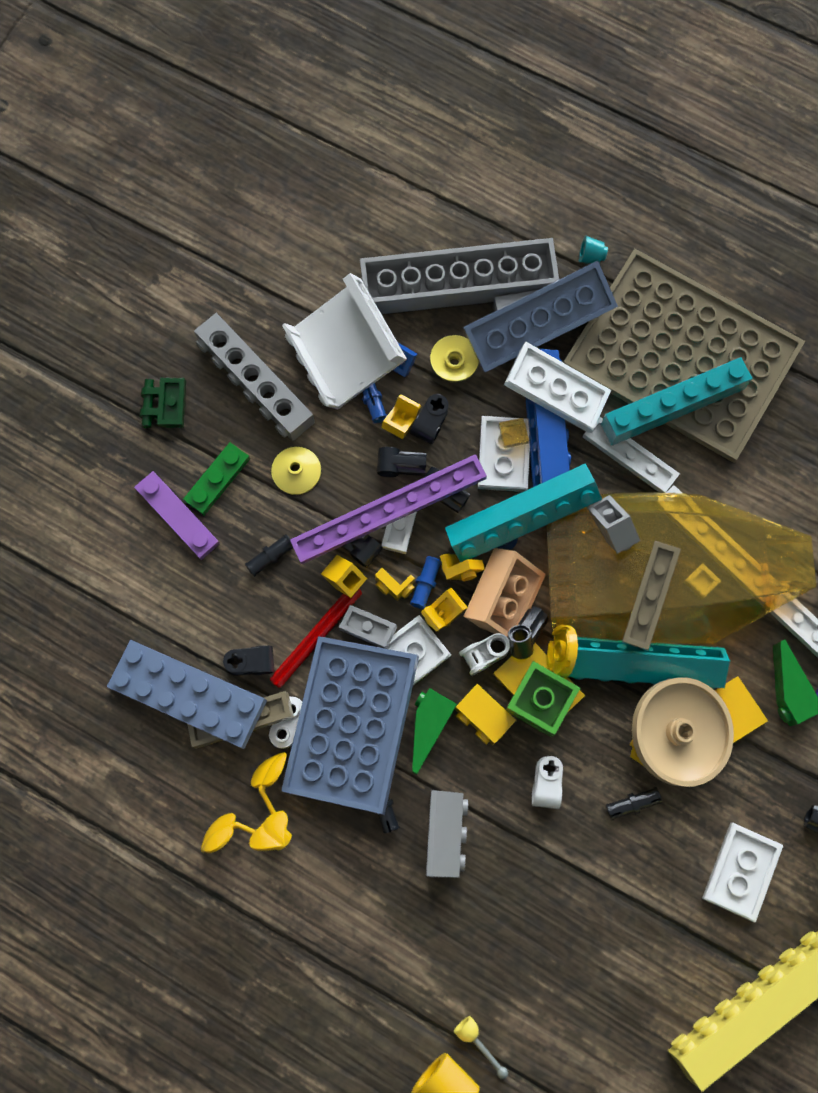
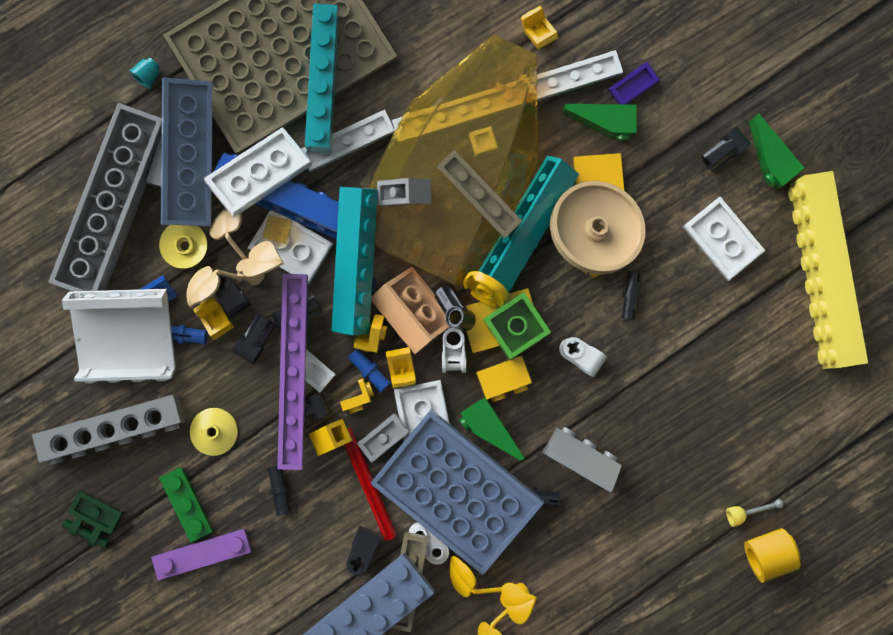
camera: 70 degrees left, 10 degrees up
(463, 425) = (261, 260): none -> tan plant

